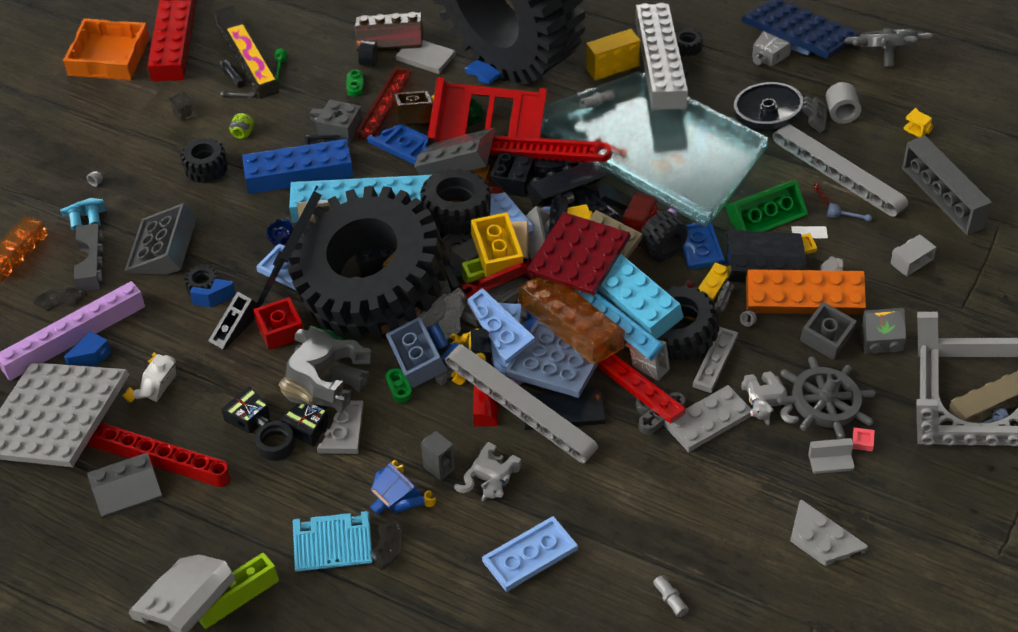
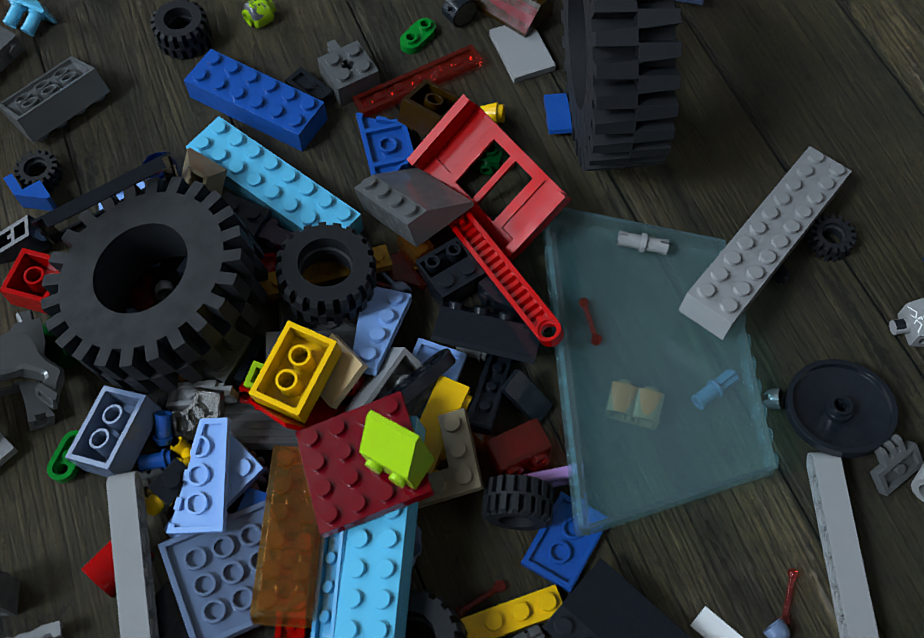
camera: 40 degrees right, 15 degrees up
(597, 220) = (394, 451): none -> lime slope
(612, 54) = (717, 194): yellow brick -> none
(768, 208) = (694, 559): green slope -> none

